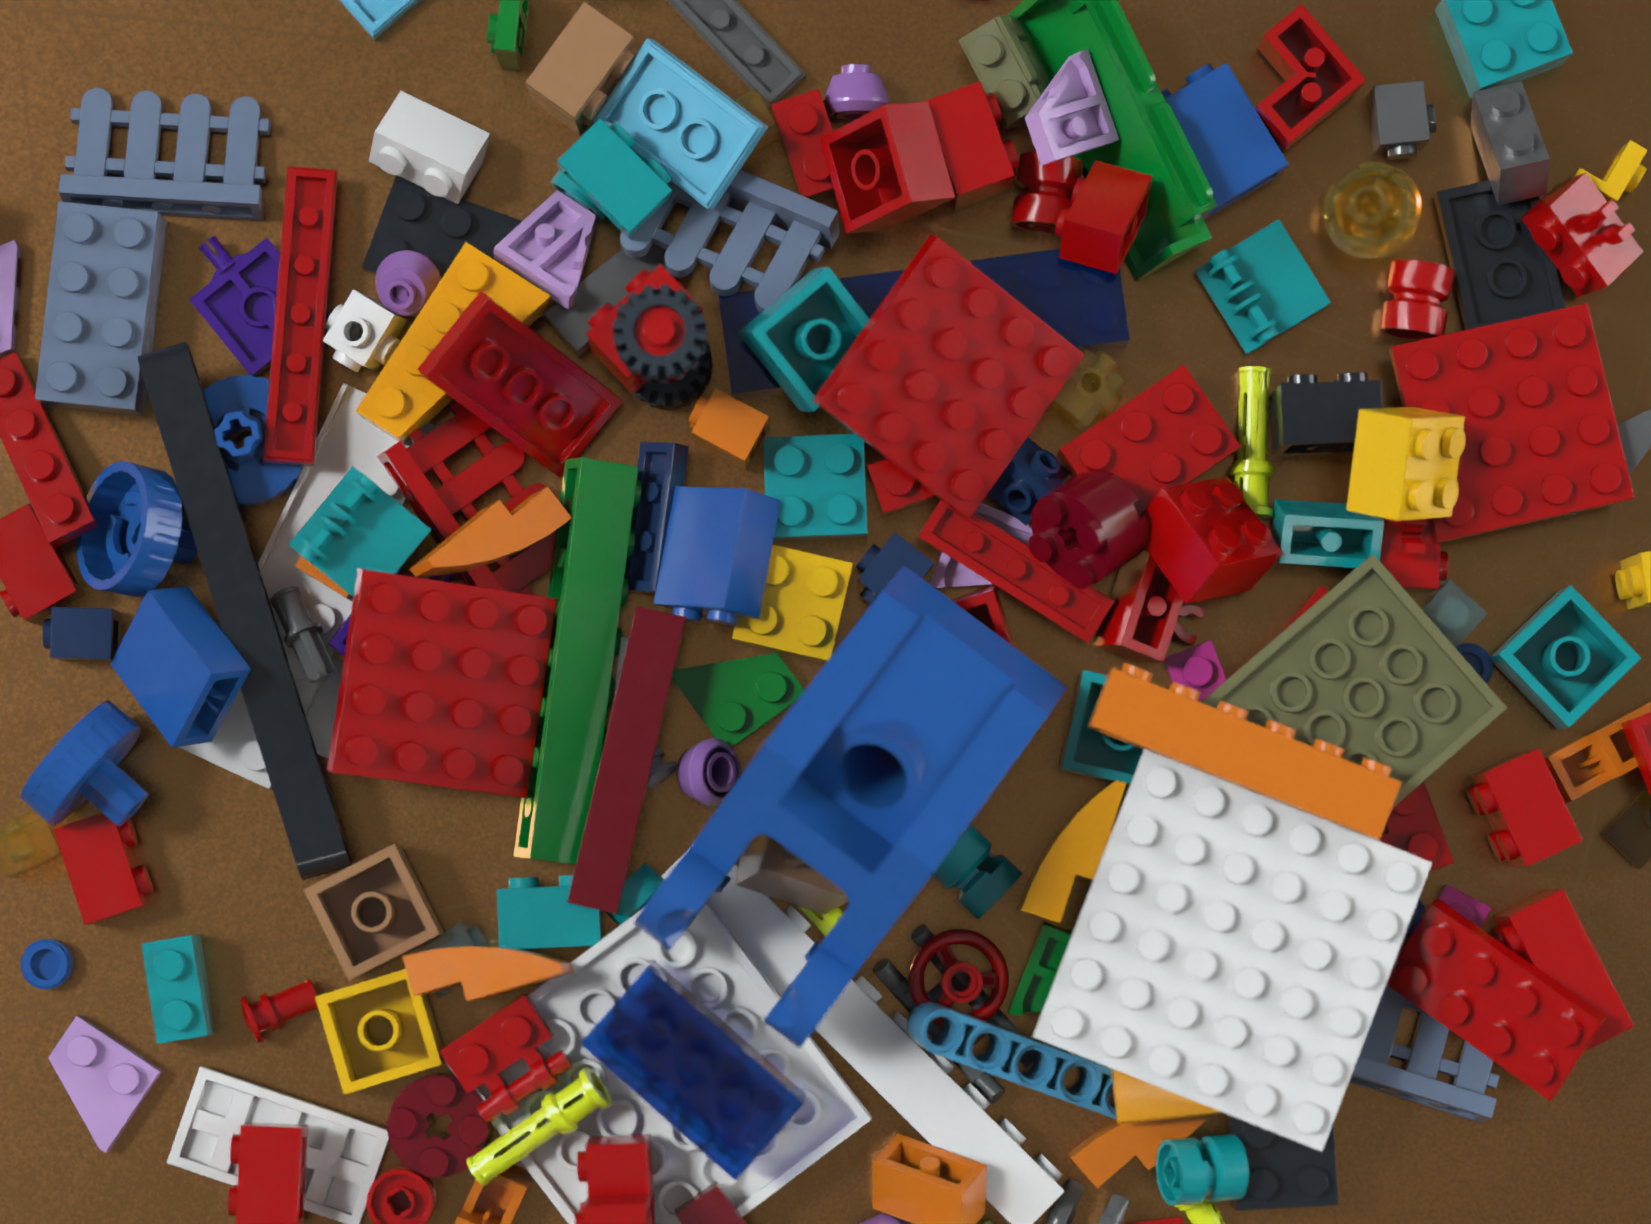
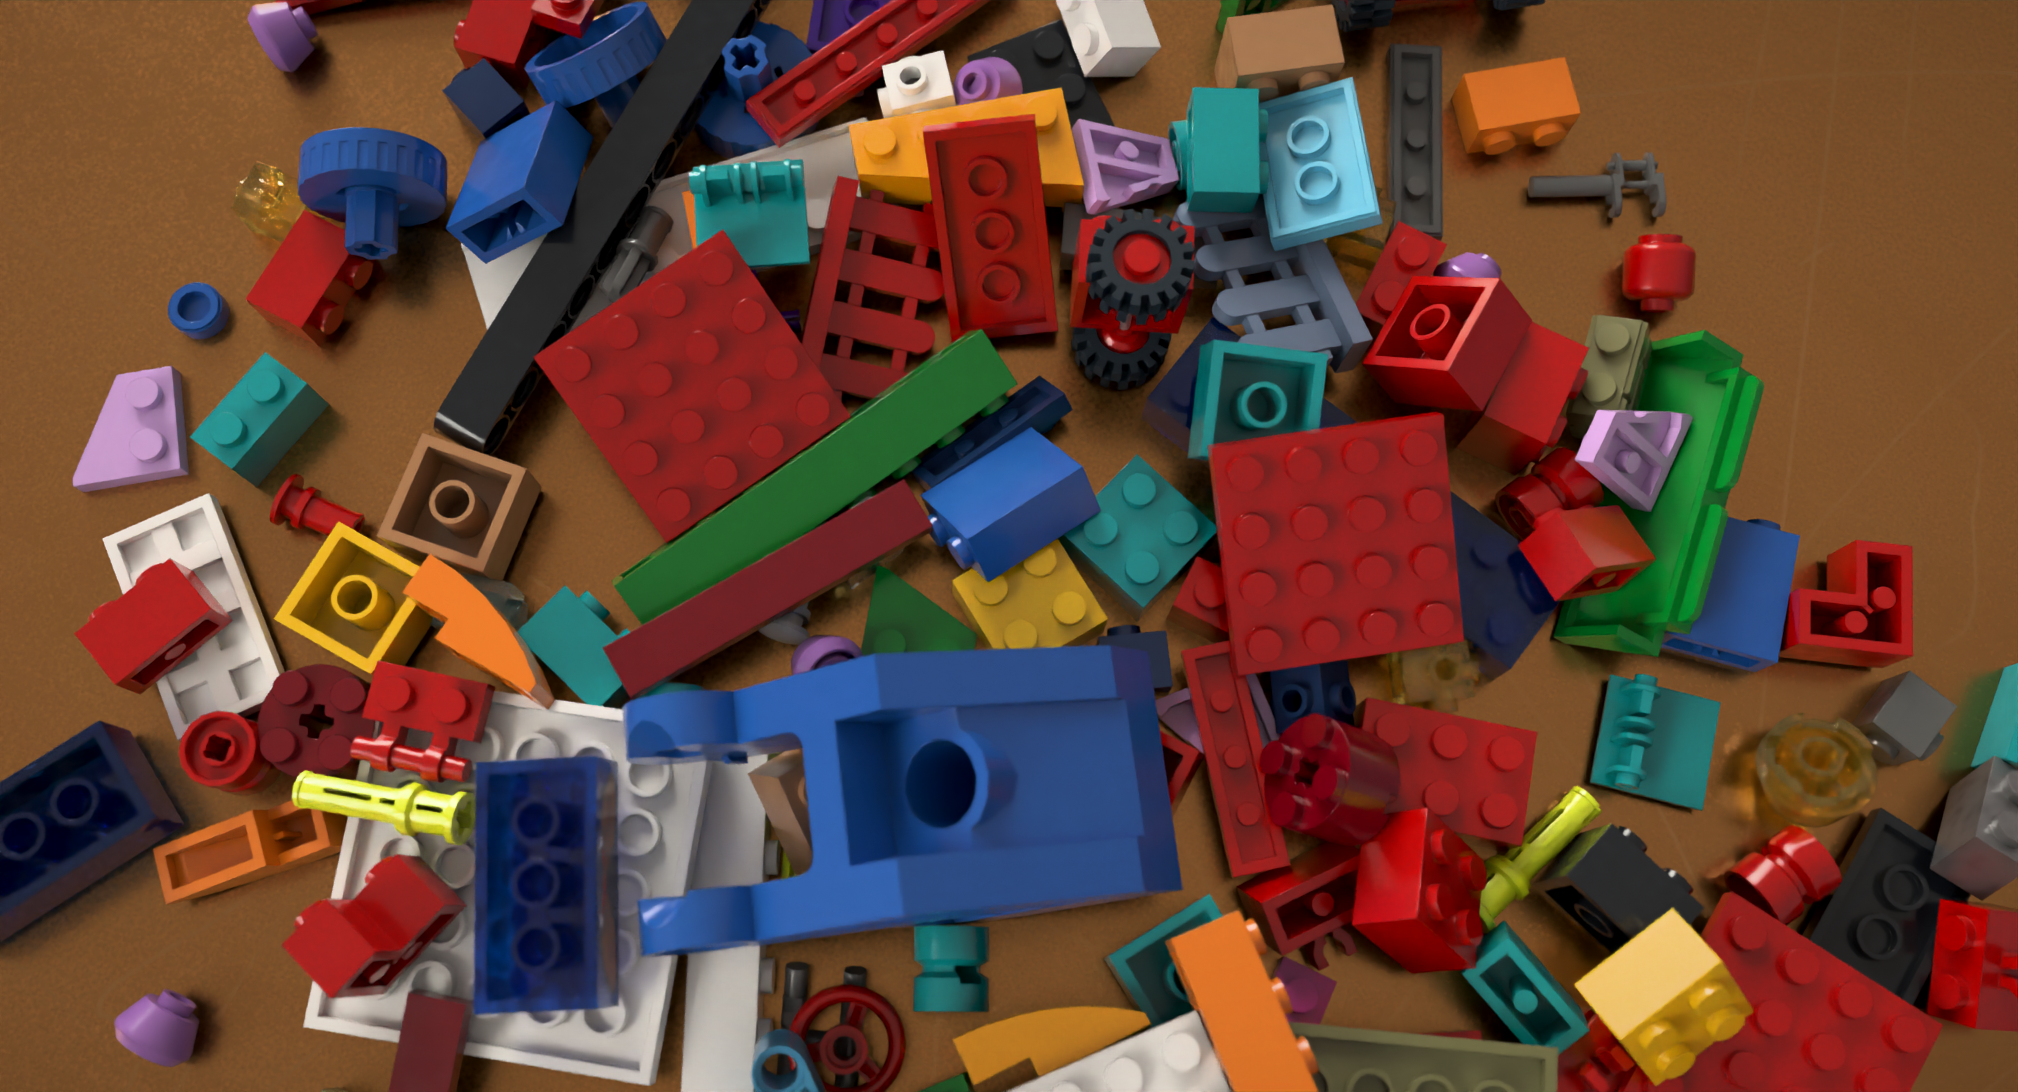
camera: 45 degrees right, 10 degrees down
(494, 535) = (851, 317): orange slope -> none
(728, 428) = (1117, 421): orange brick -> none

